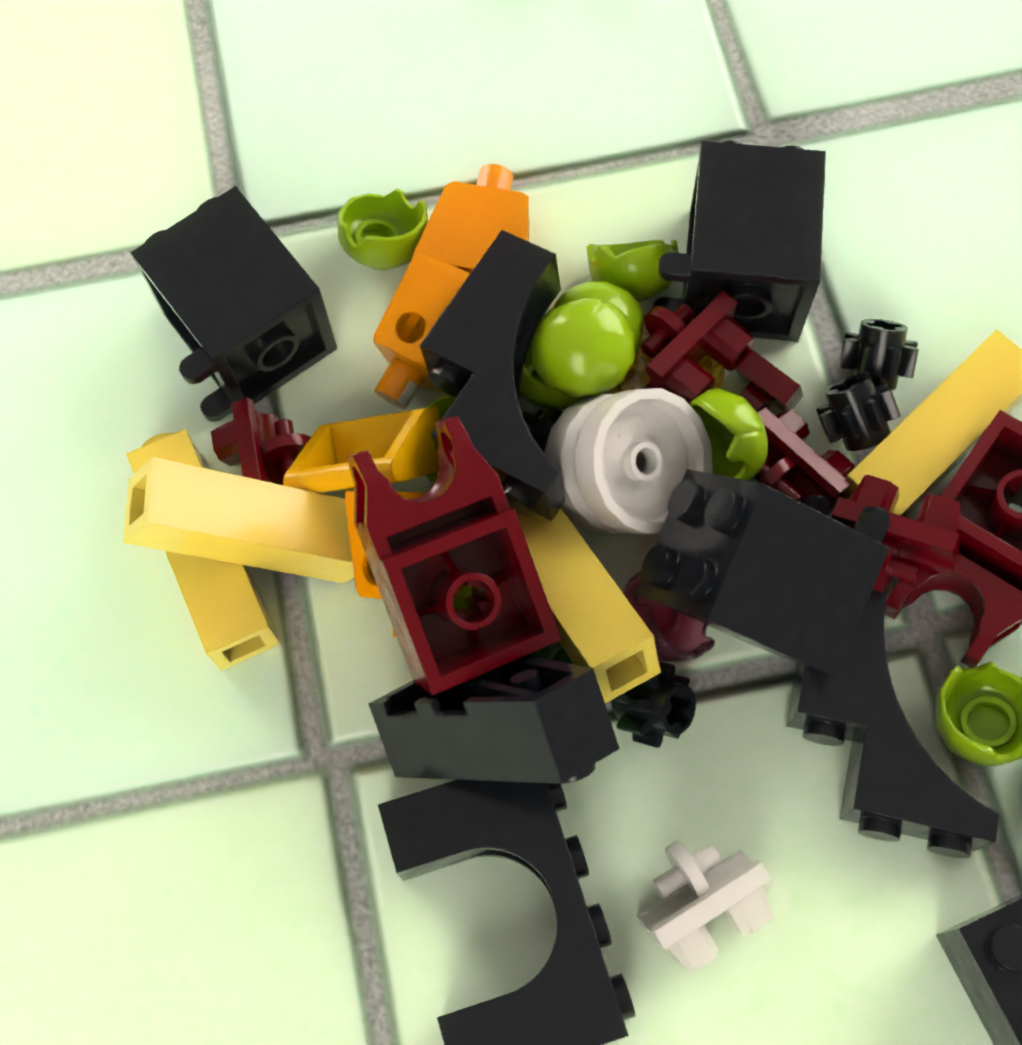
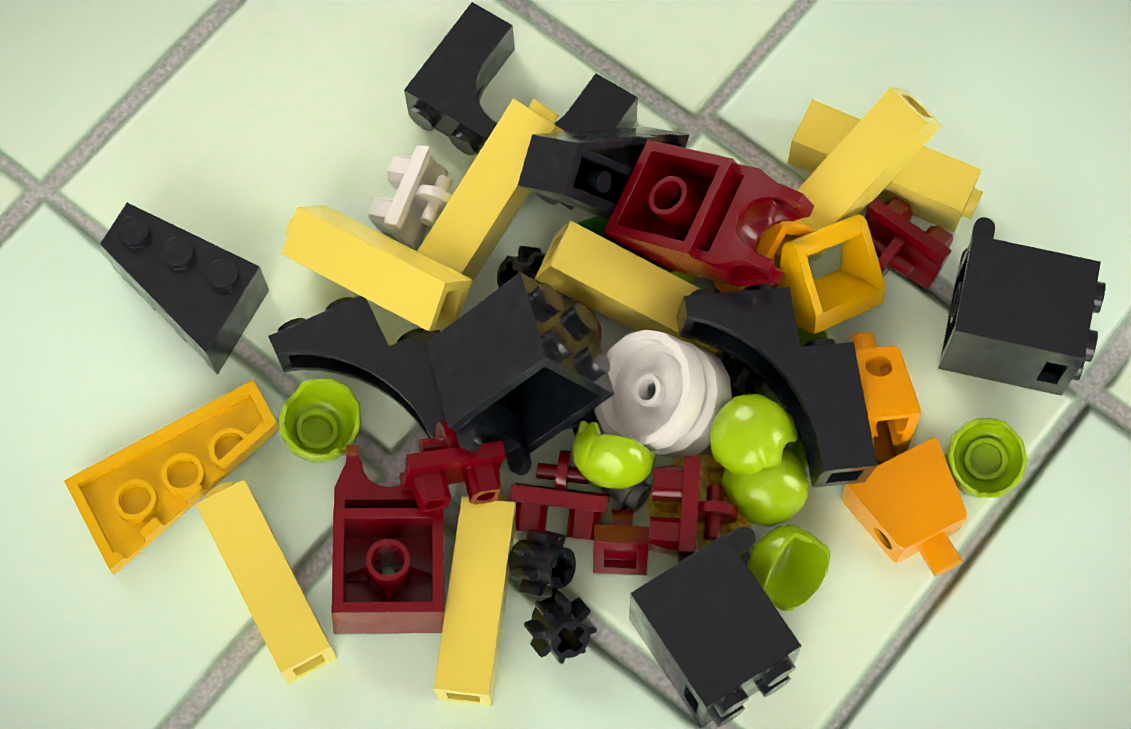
camera: 140 degrees right, 0 degrees up
(625, 811) = (488, 192): none -> light yellow brick
(821, 835) = (376, 267): none -> light yellow brick

